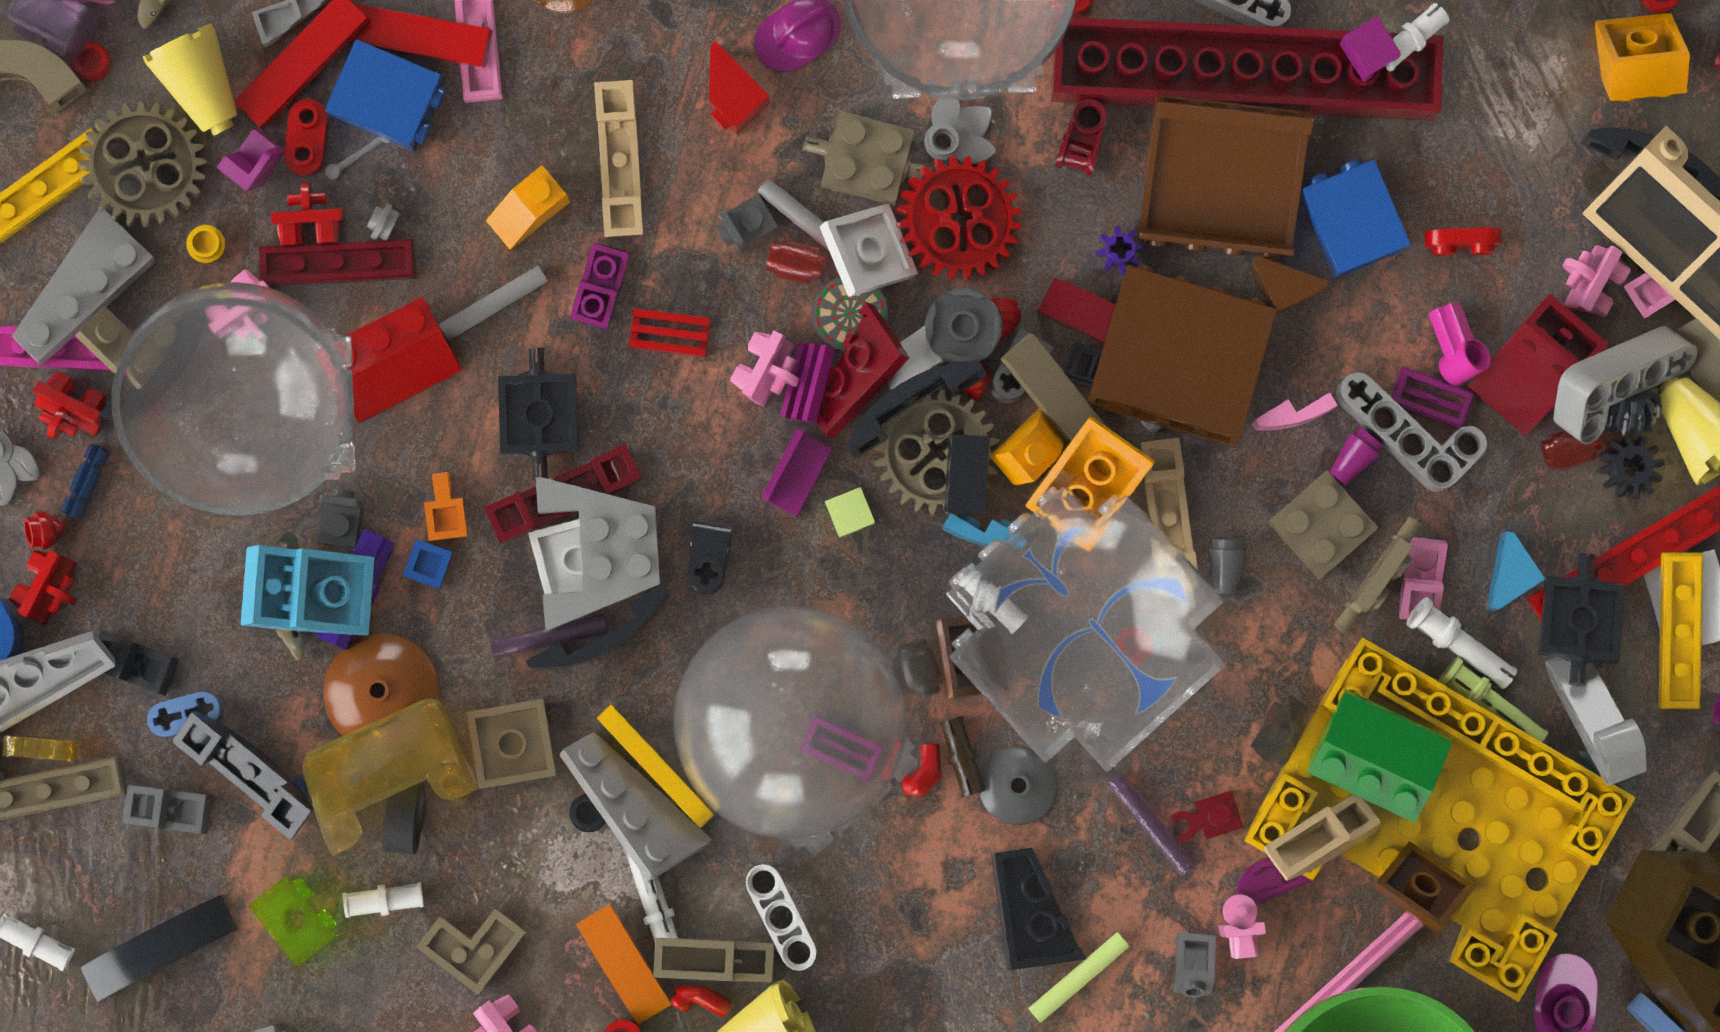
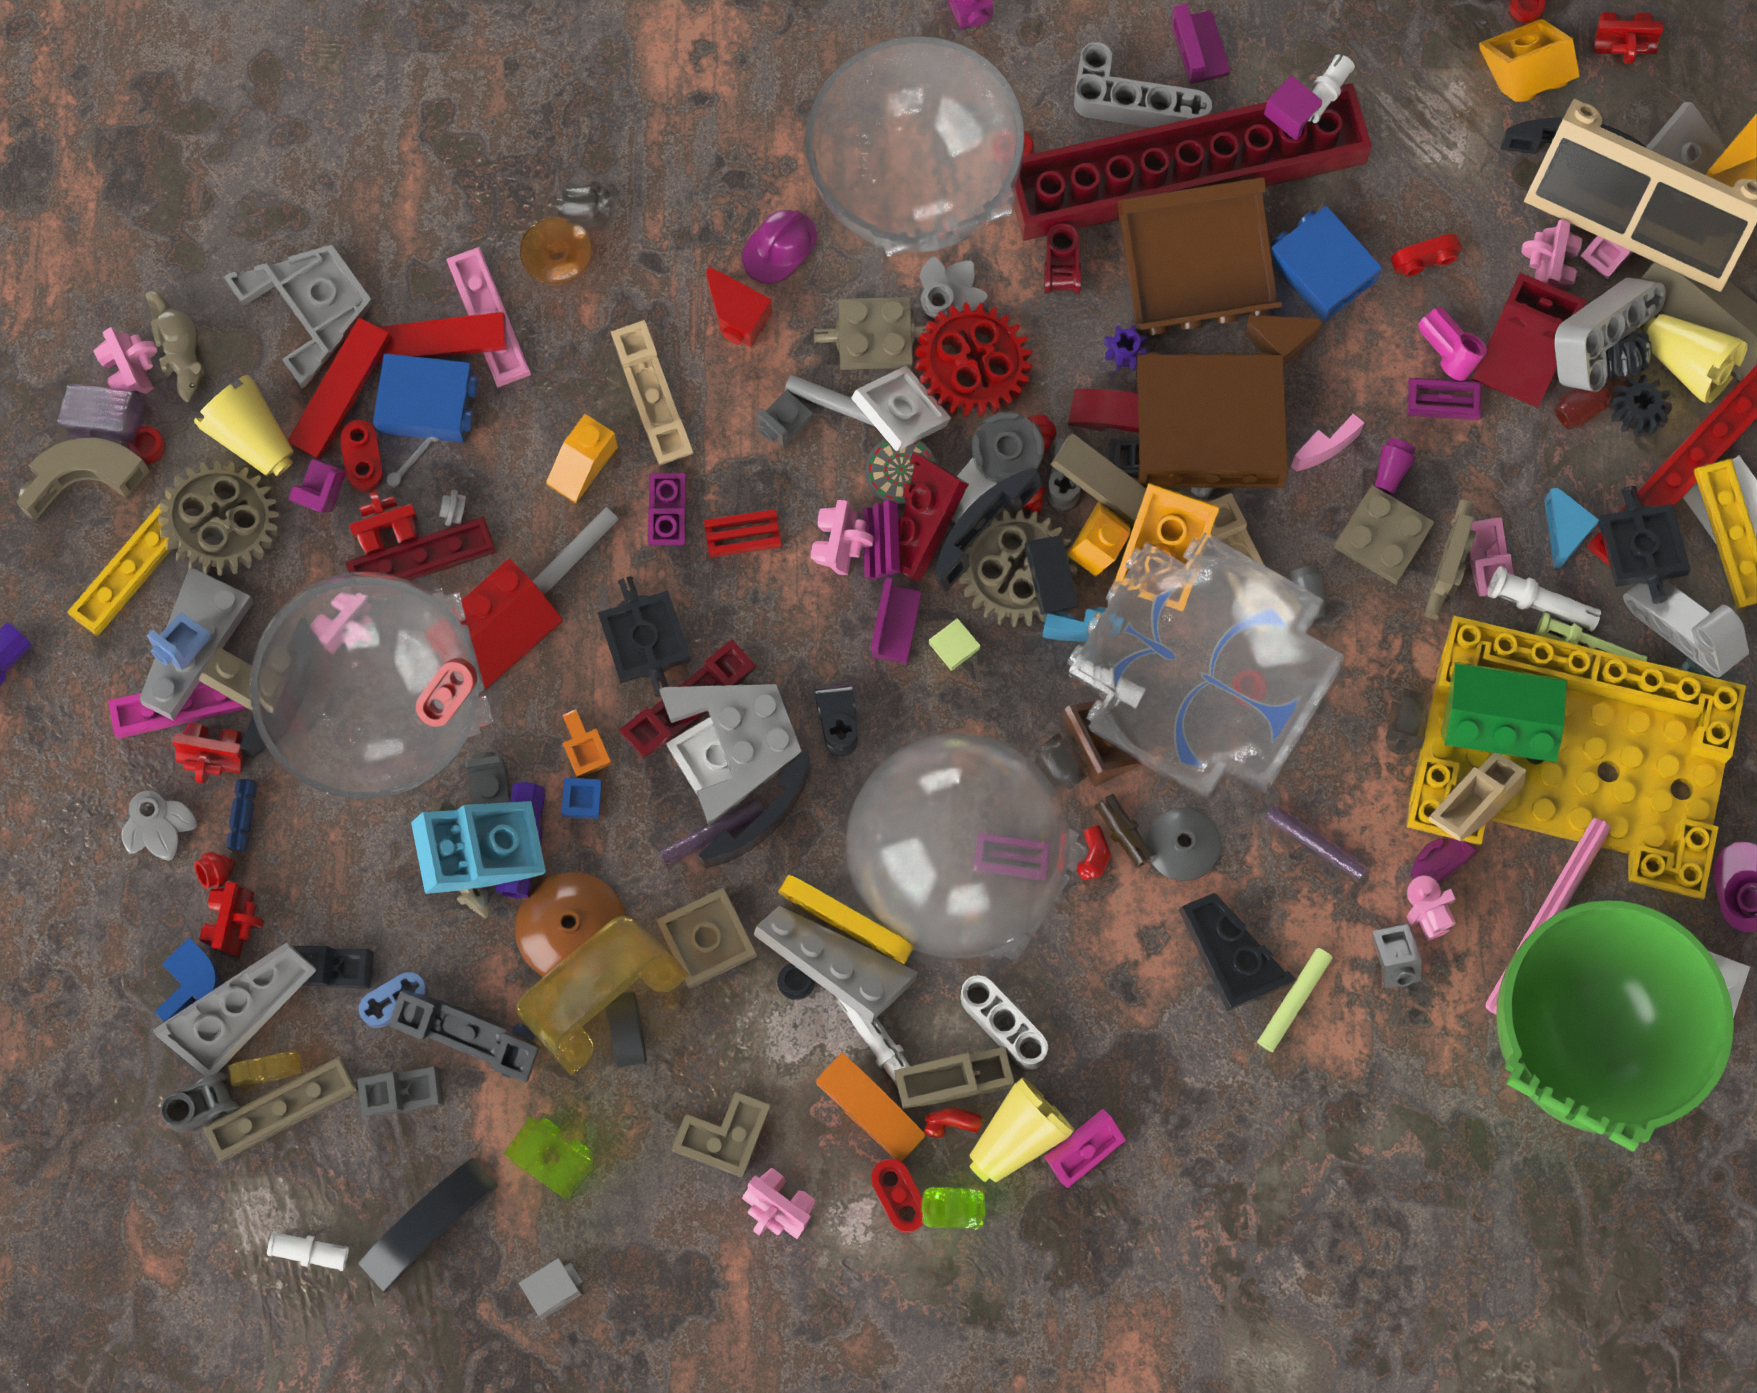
camera: 15 degrees left, 10 degrees down
(65, 290) = (179, 641): none -> medium blue bracket
(206, 244) = (295, 573): yellow plate -> none
(315, 431) = (448, 690): none -> plate
(383, 900) = (628, 1115): white pin -> none
(795, 261) = (837, 438): clear red brick -> none
(1214, 816) = (1370, 818): dark red plate -> none
(1404, 426) = (1431, 426): light grey beam -> none
(1424, 888) = (1583, 823): reddish brown slope -> none

